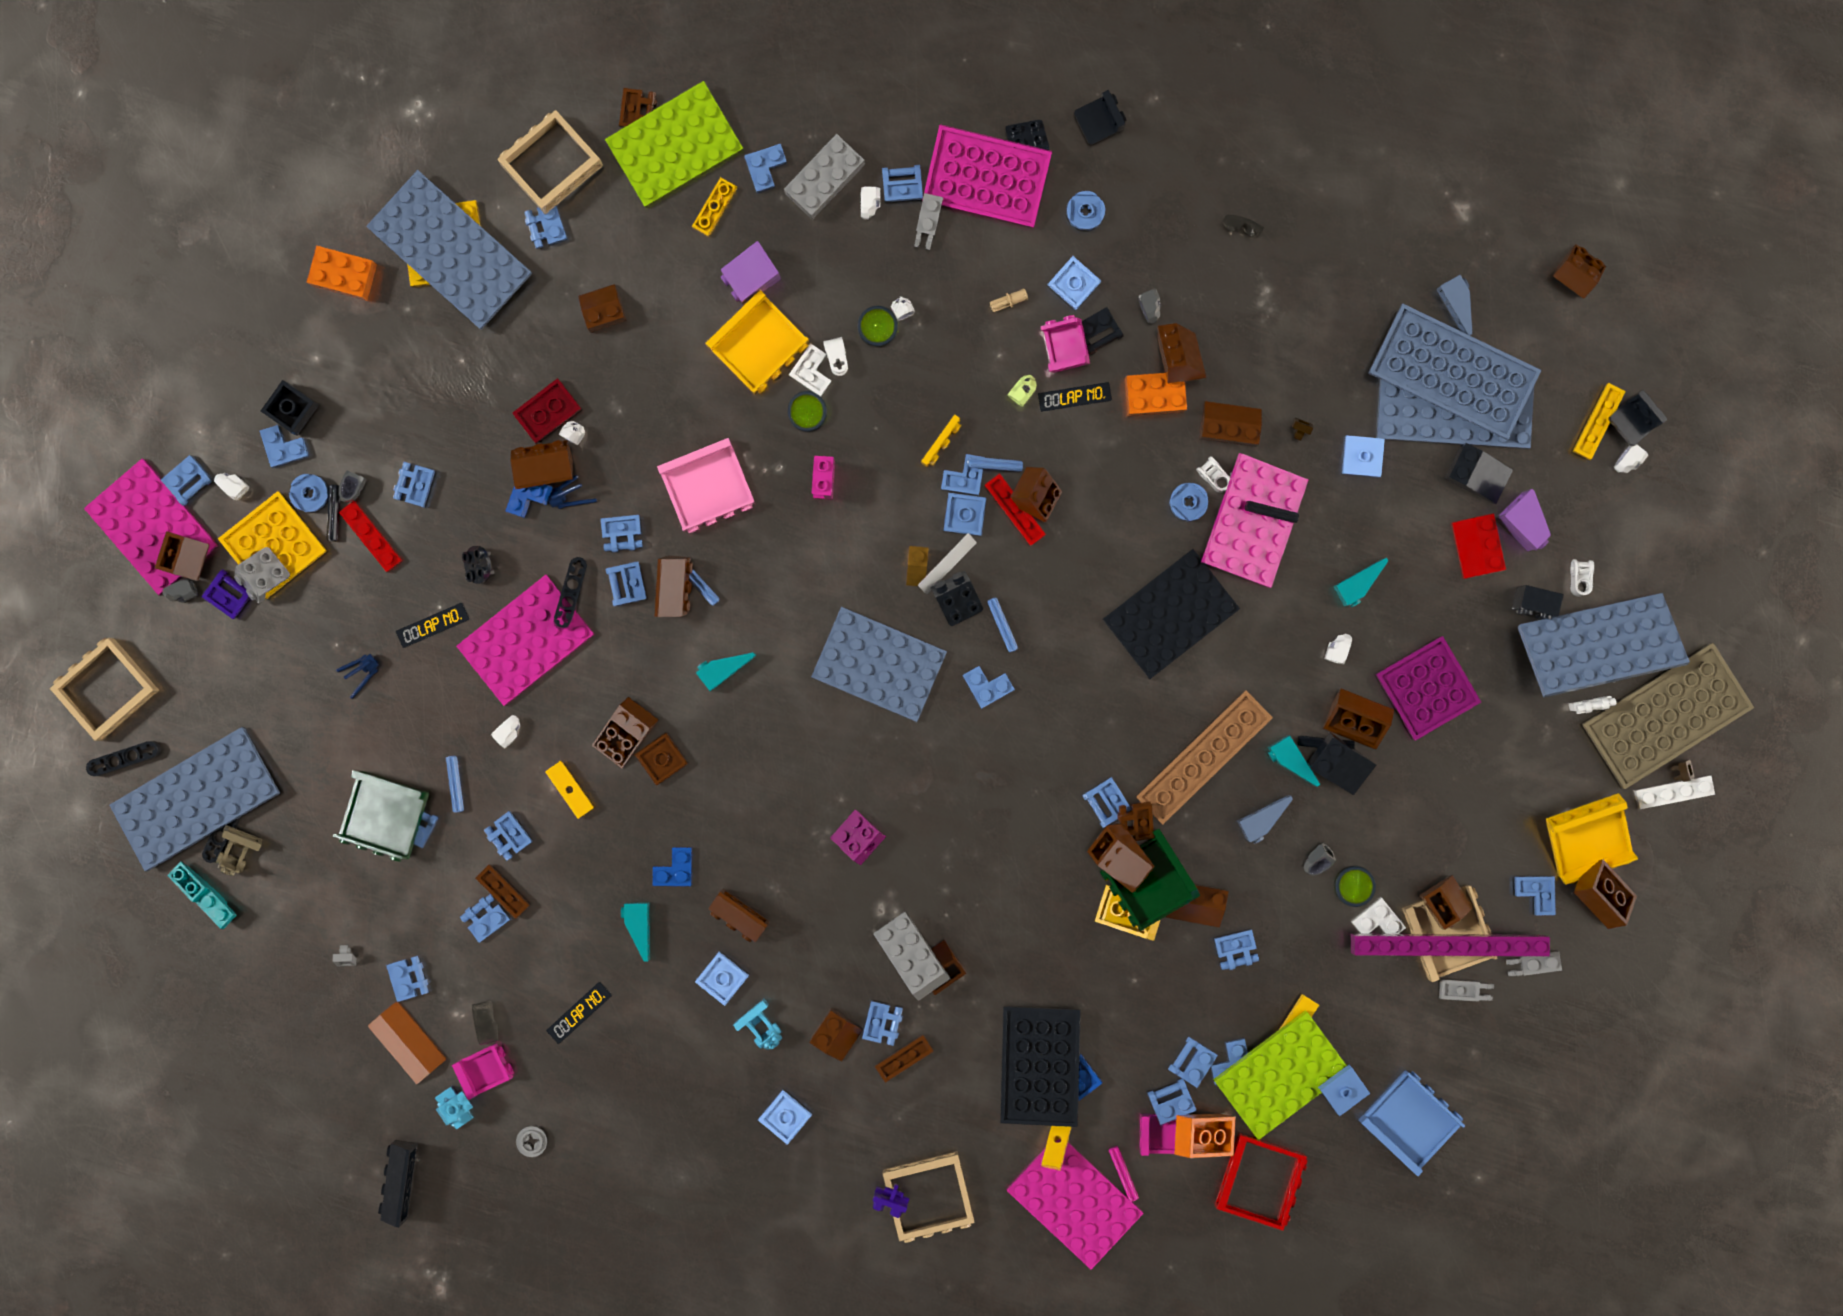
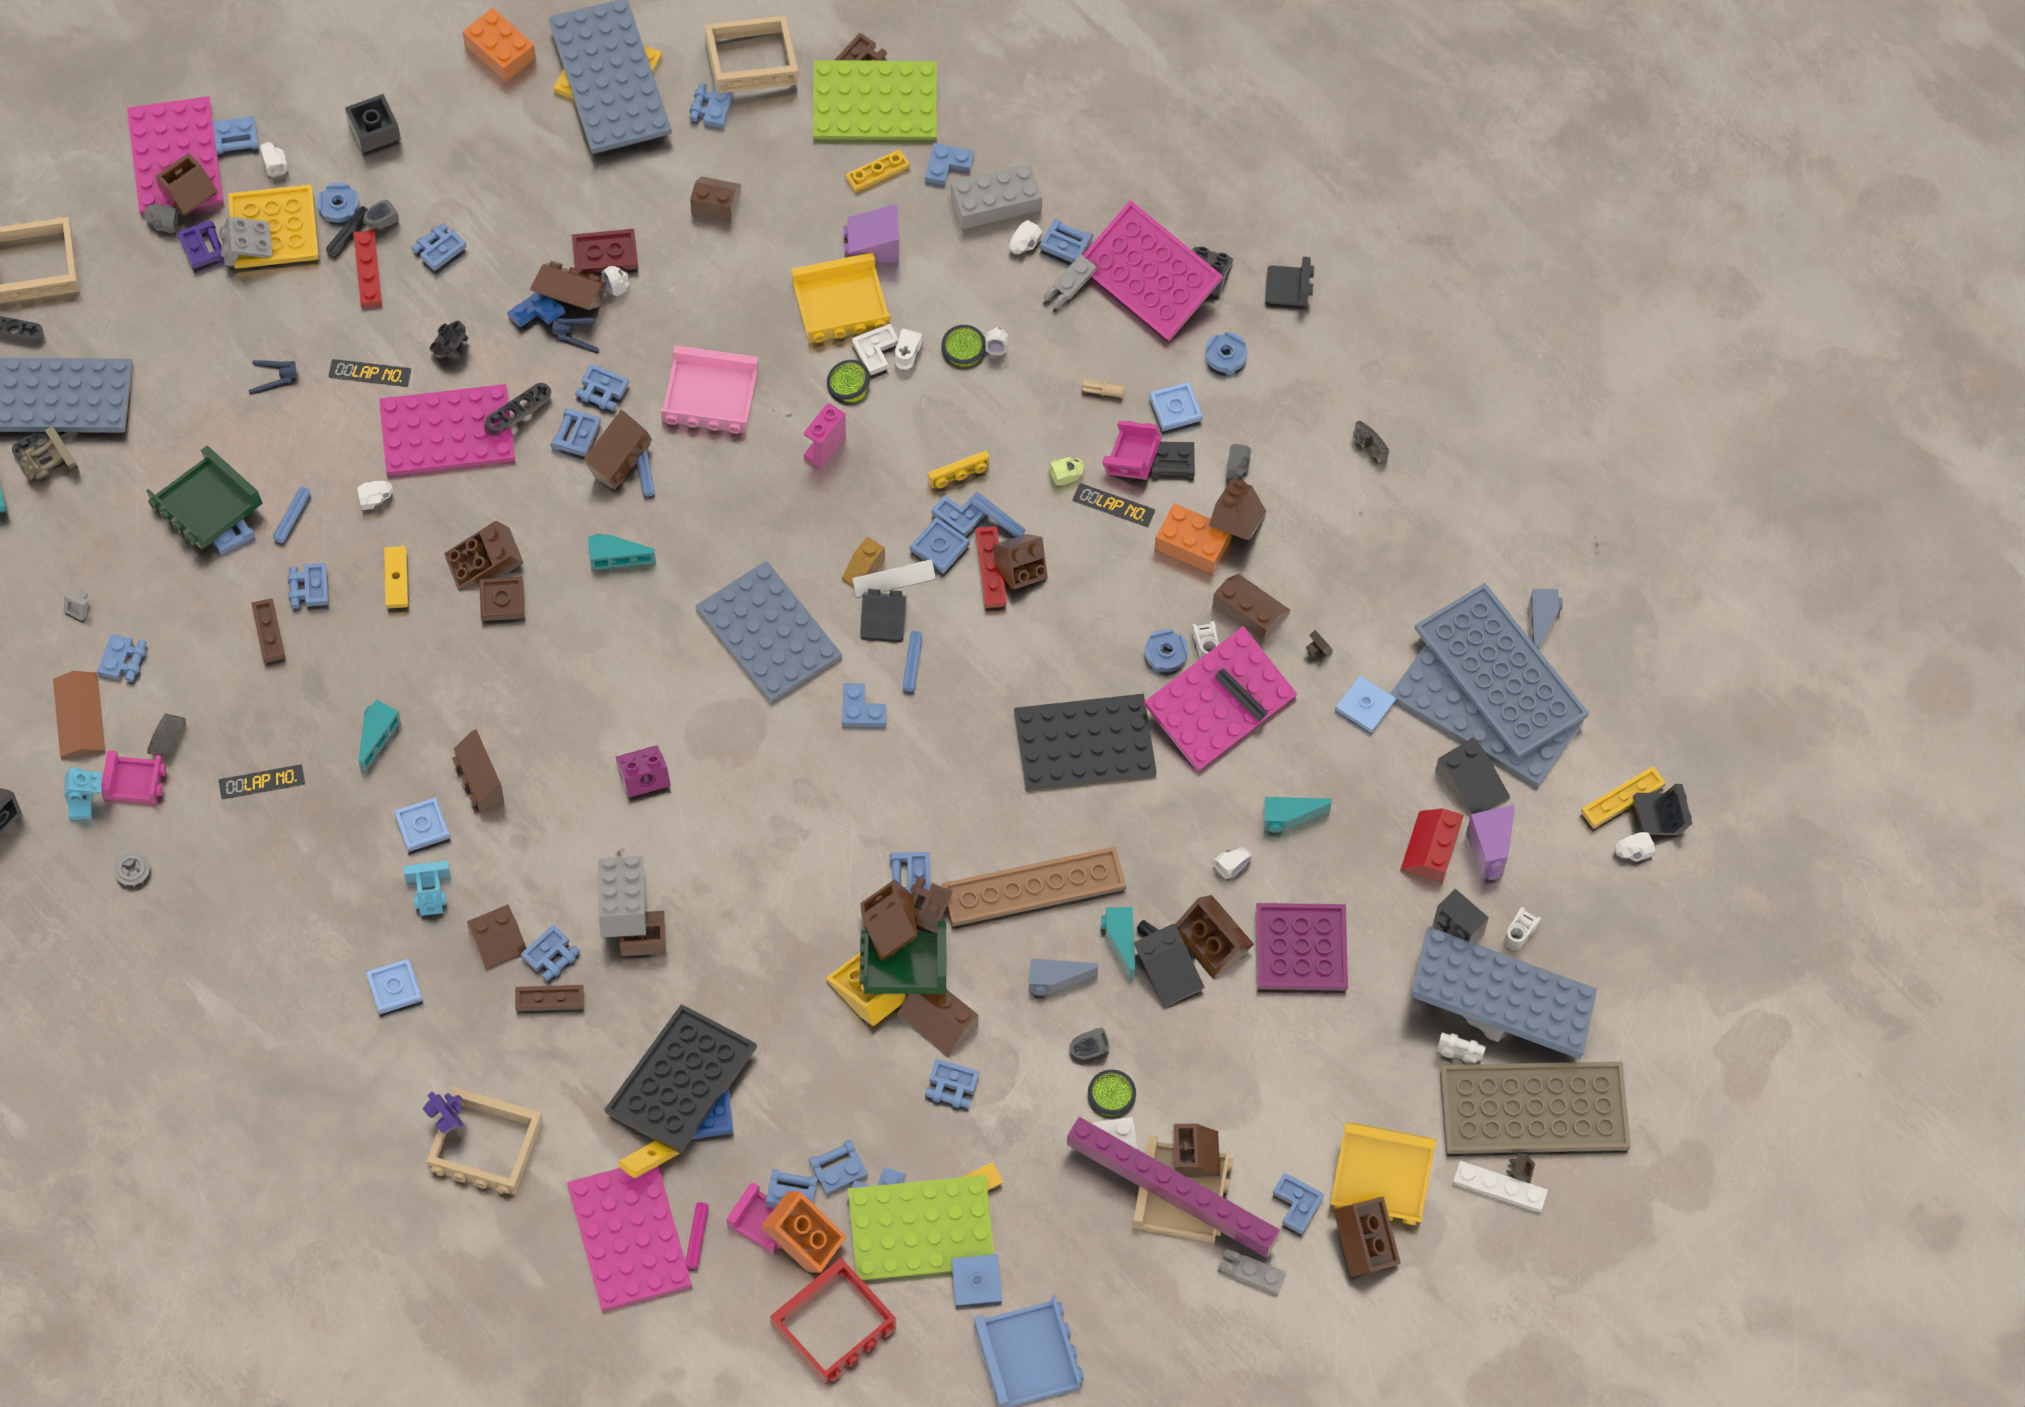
camera: 30 degrees right, 25 degrees down
(279, 451) = (338, 158): medium blue plate -> none
(488, 923) = (234, 652): medium blue plate -> none
(679, 873) = (446, 709): blue plate -> none
(1463, 990) = (1163, 1255): light grey hinge -> none
(1580, 271) = (1682, 653): reddish brown slope -> none

